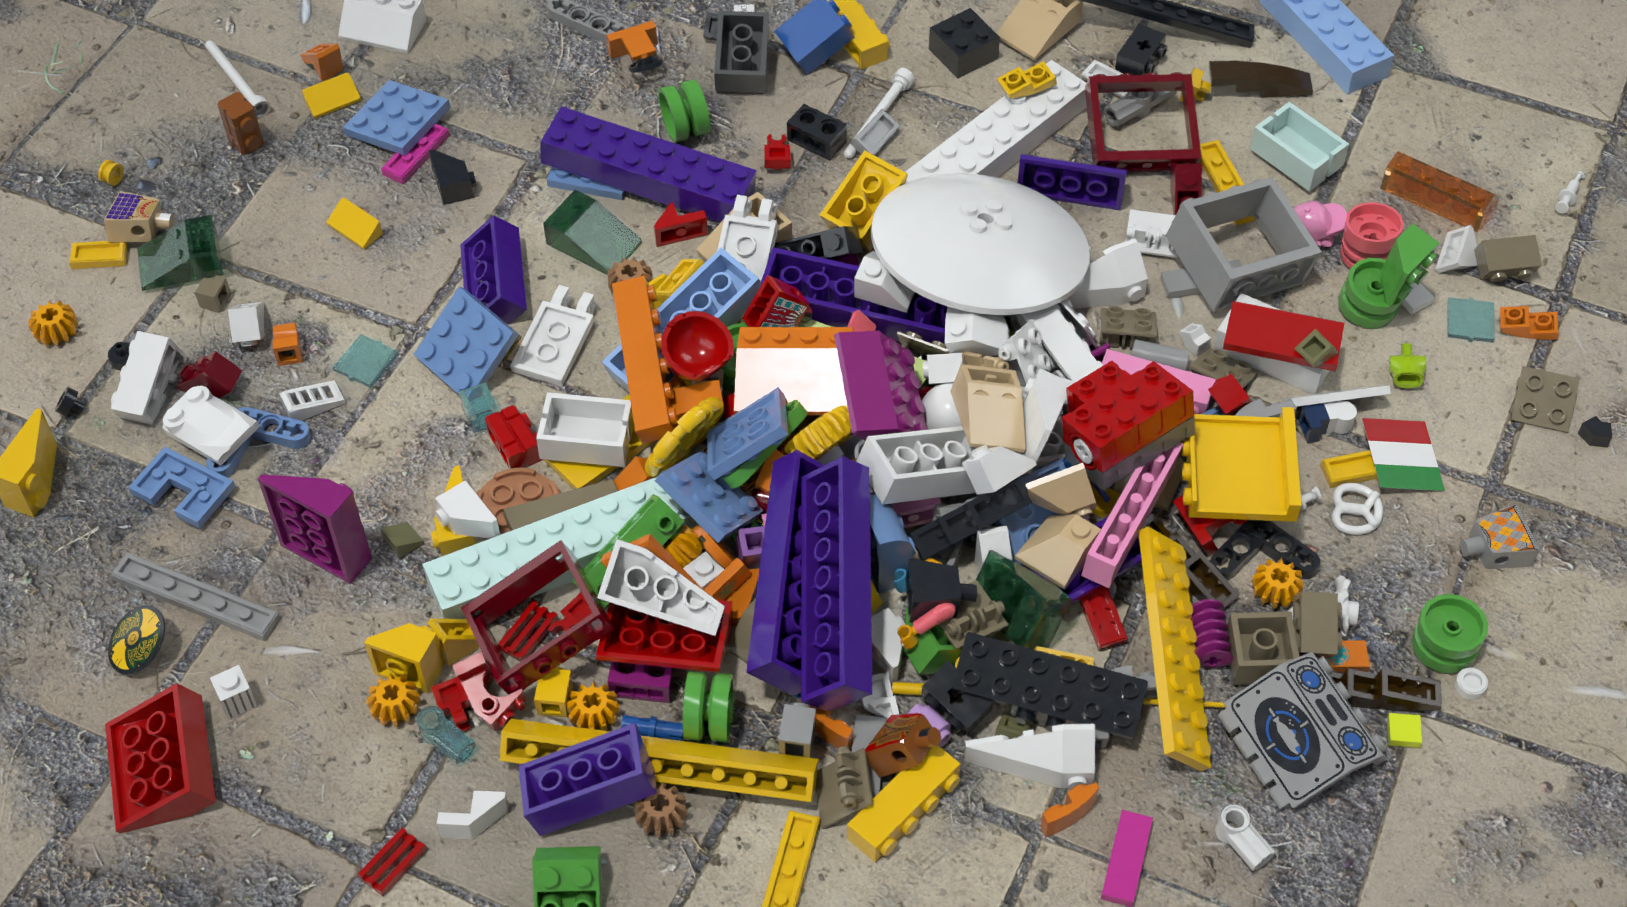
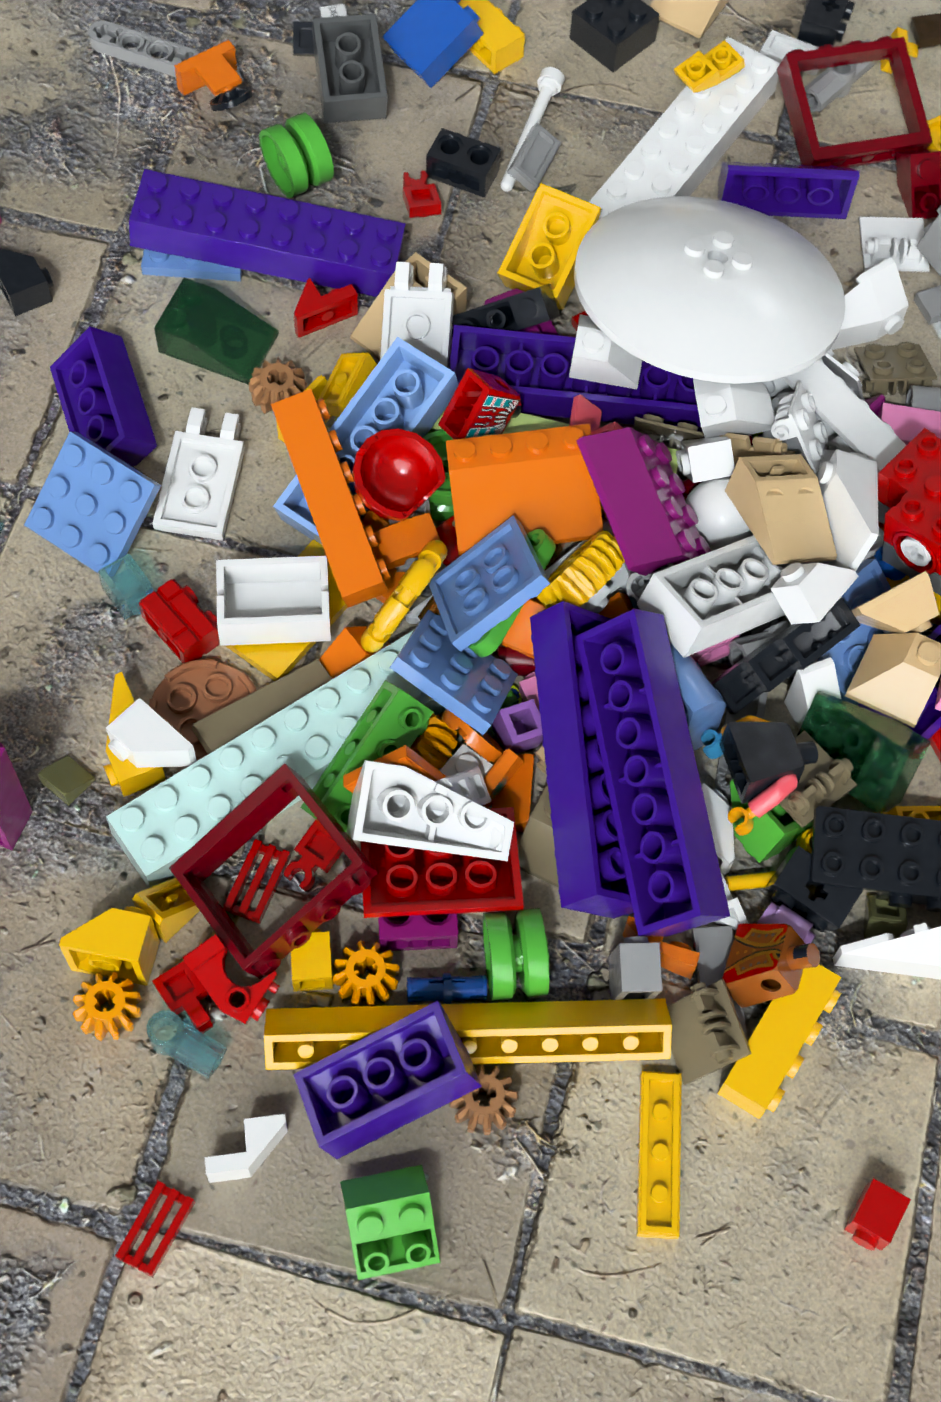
camera: 15 degrees left, 10 degrees up
(698, 575) = (468, 784): none -> white tile

